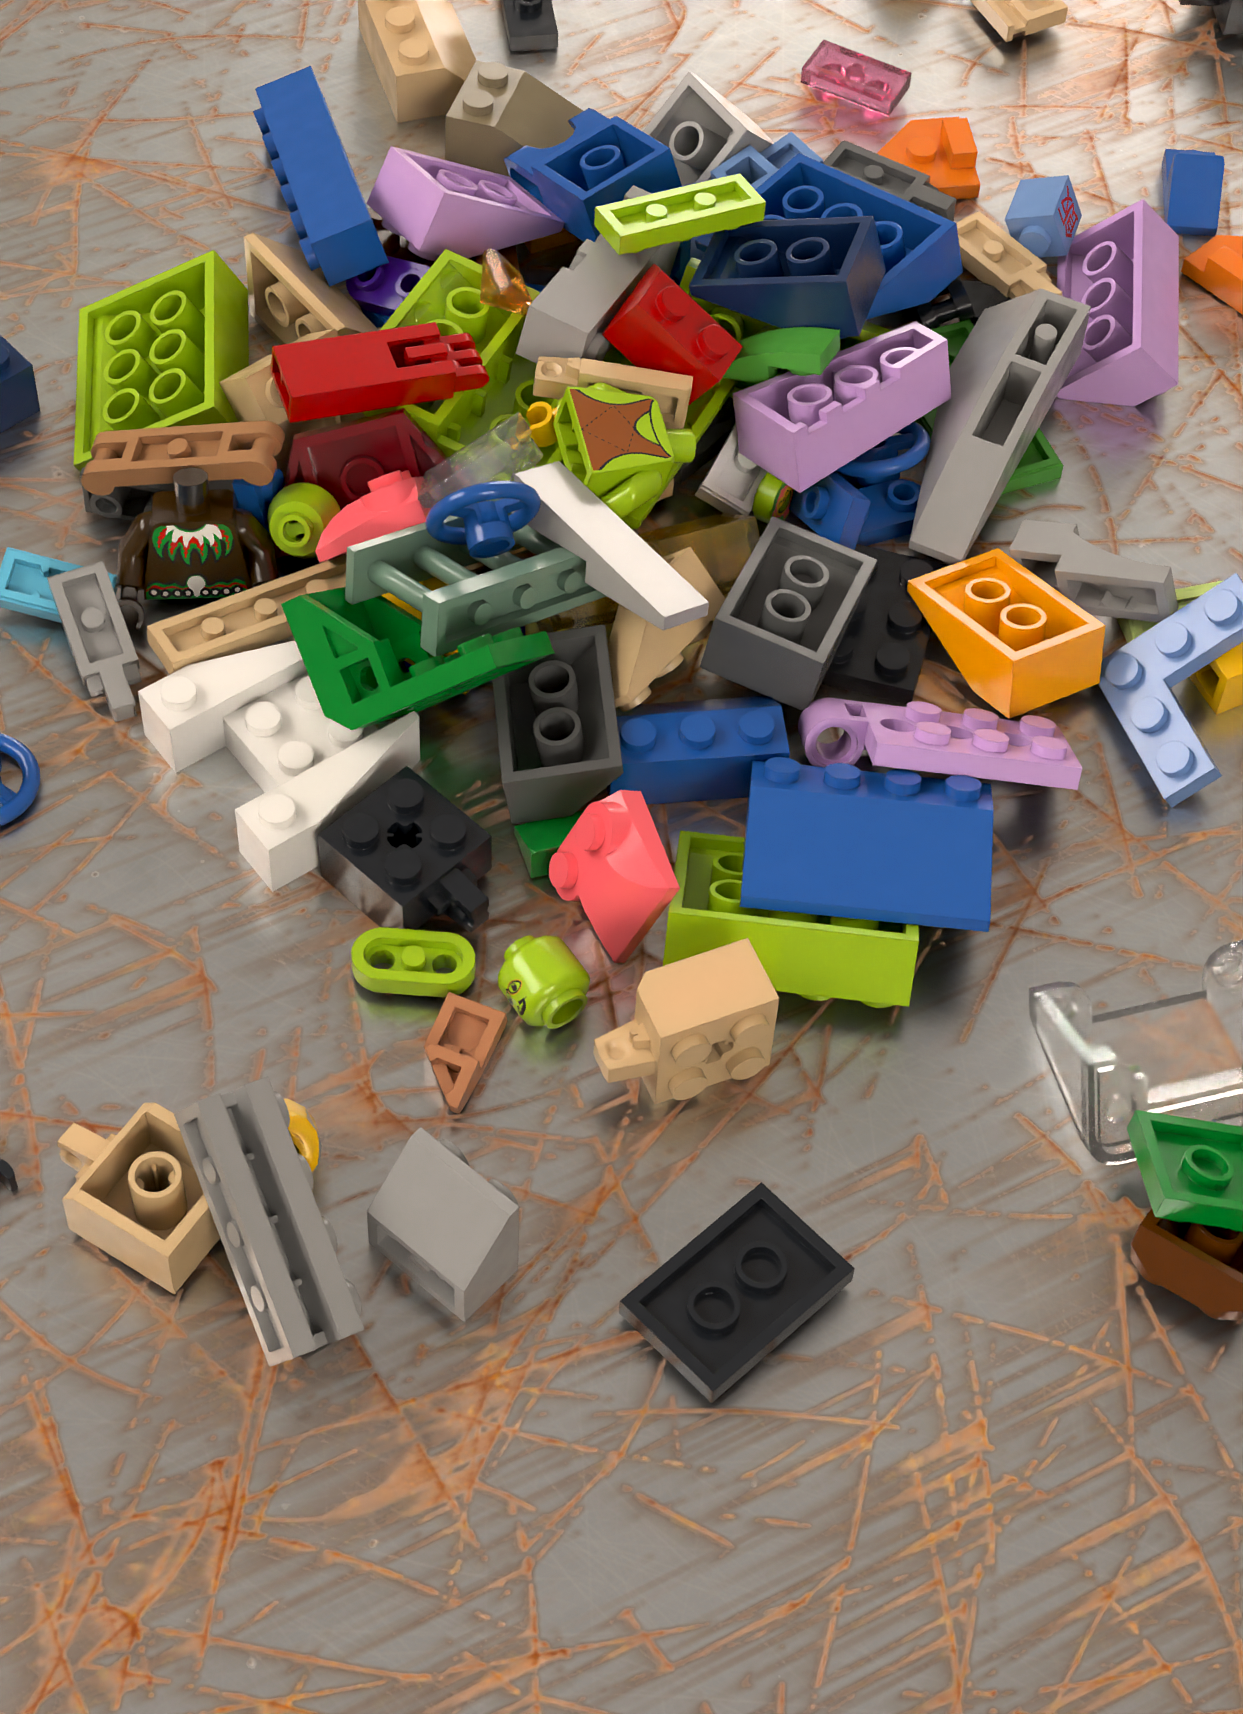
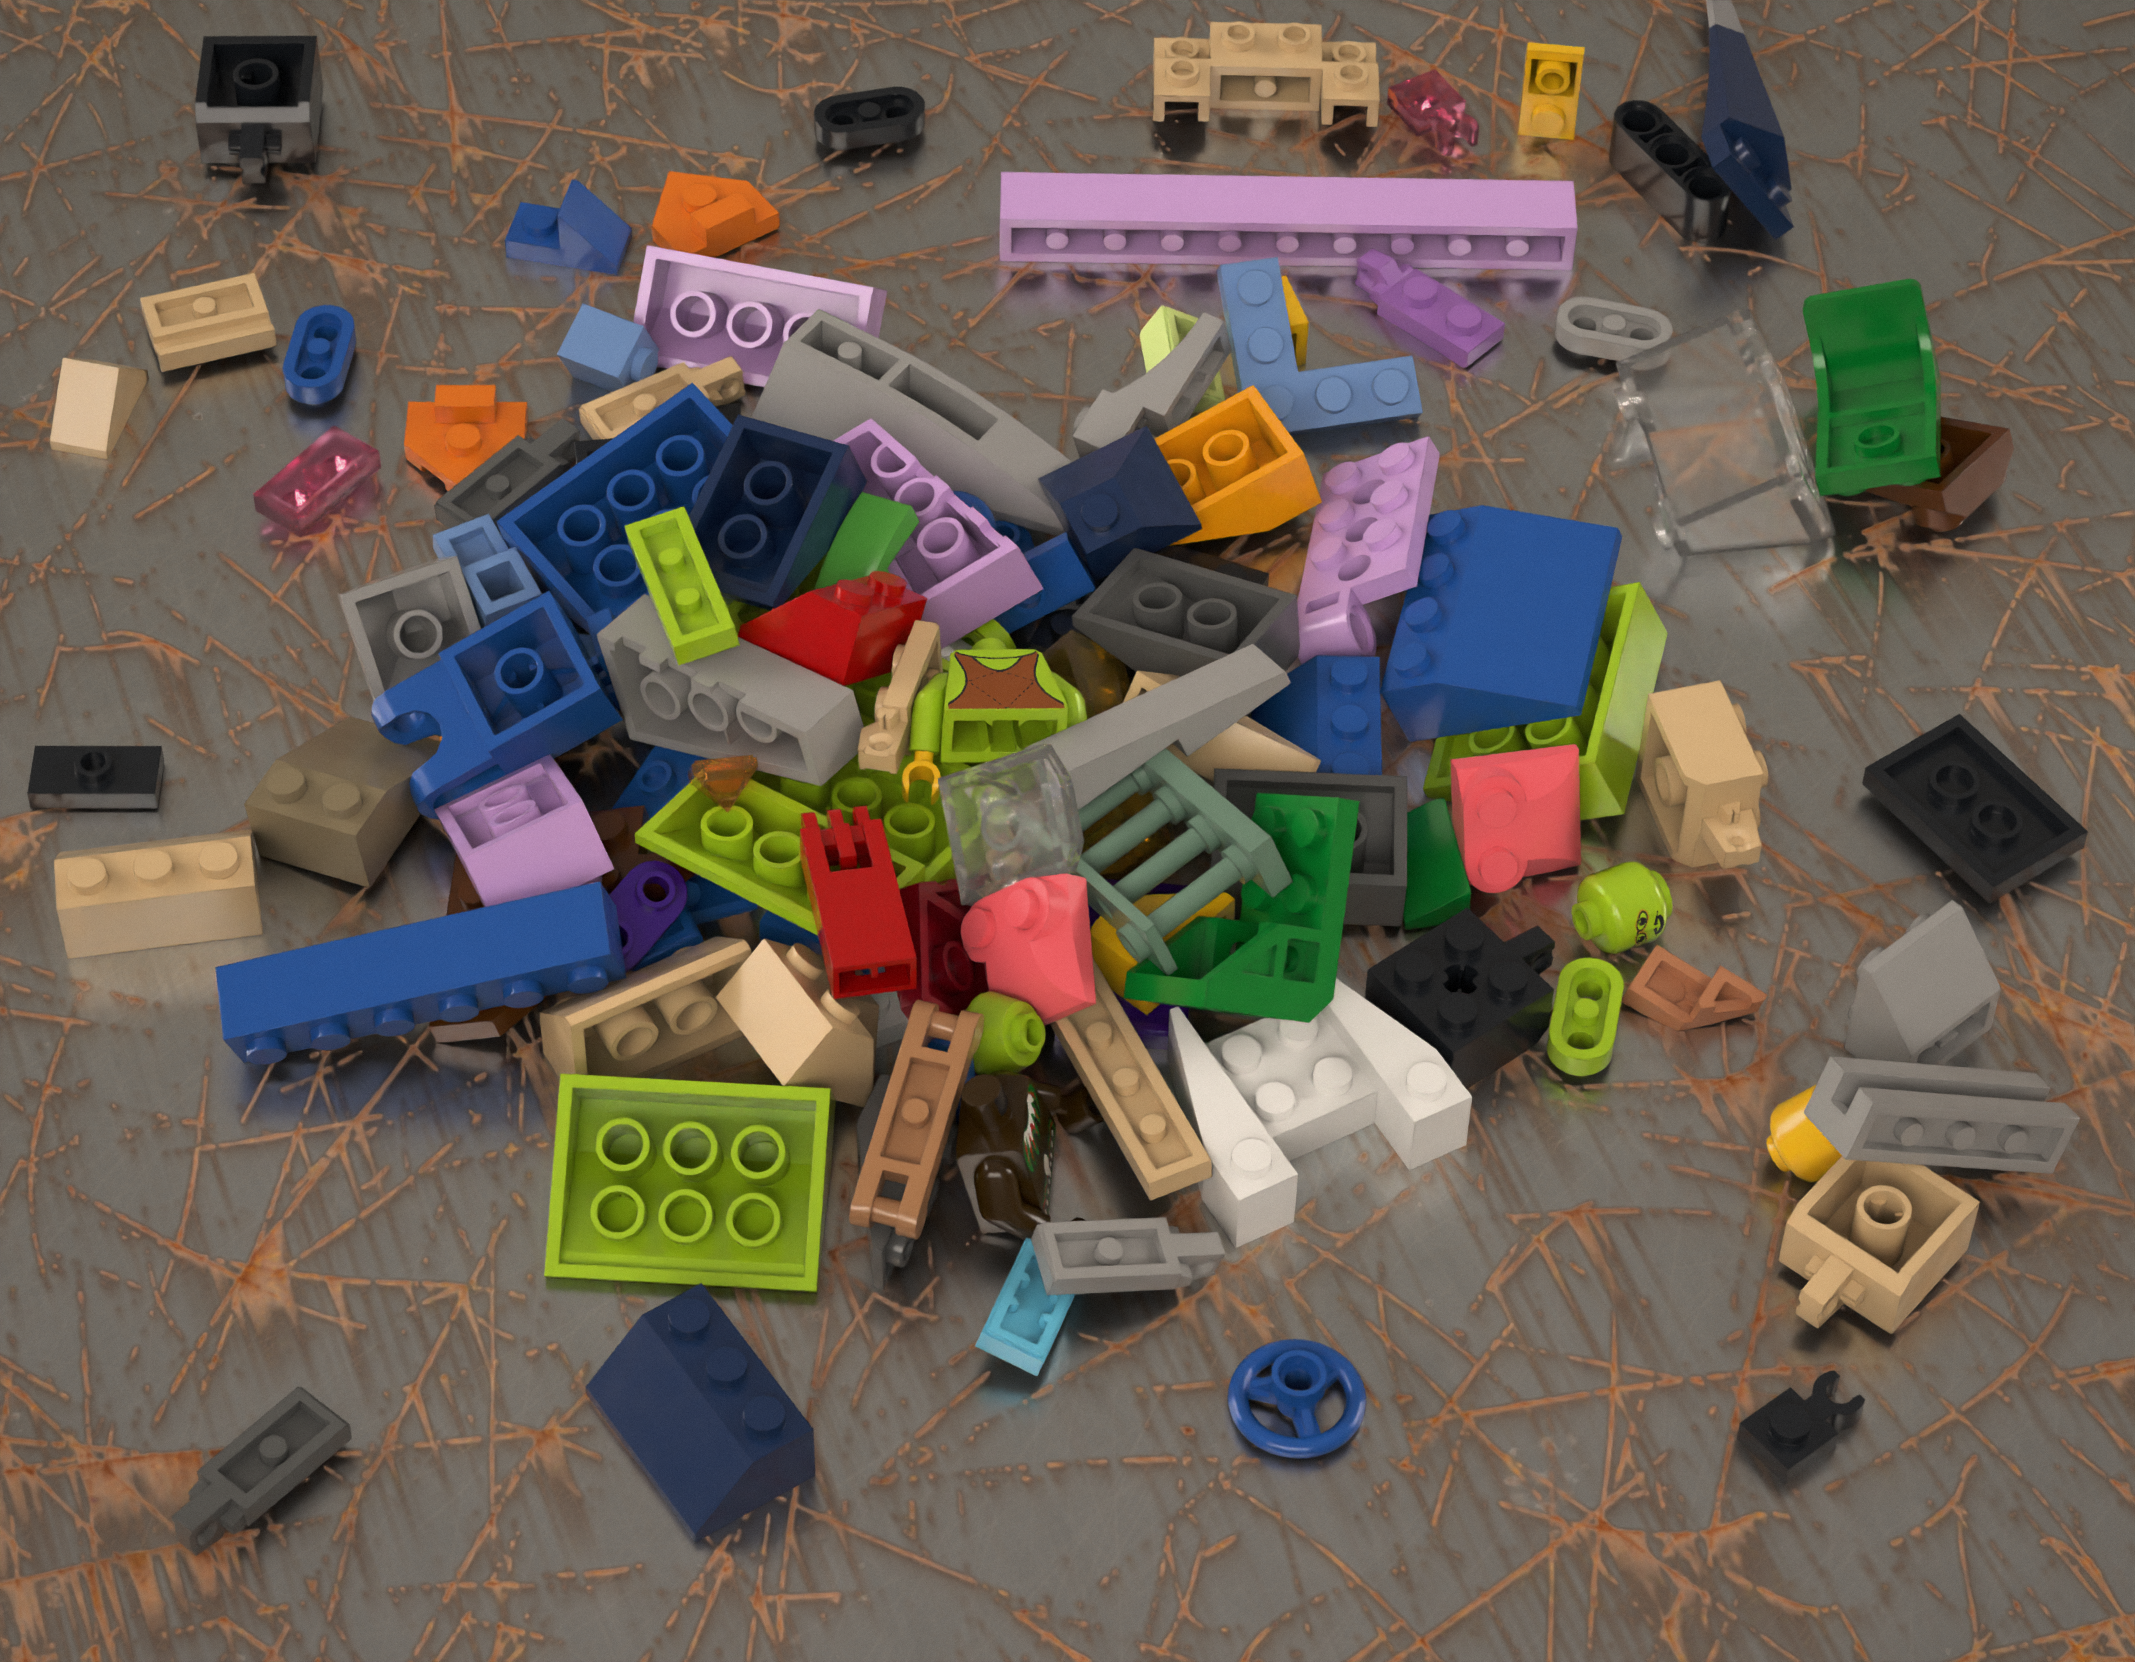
camera: 80 degrees left, 5 degrees down
(487, 523) = (1114, 811): blue piece -> none
(924, 540) = (1119, 502): none -> dark blue slope
(996, 60) = (319, 354): none -> blue plate

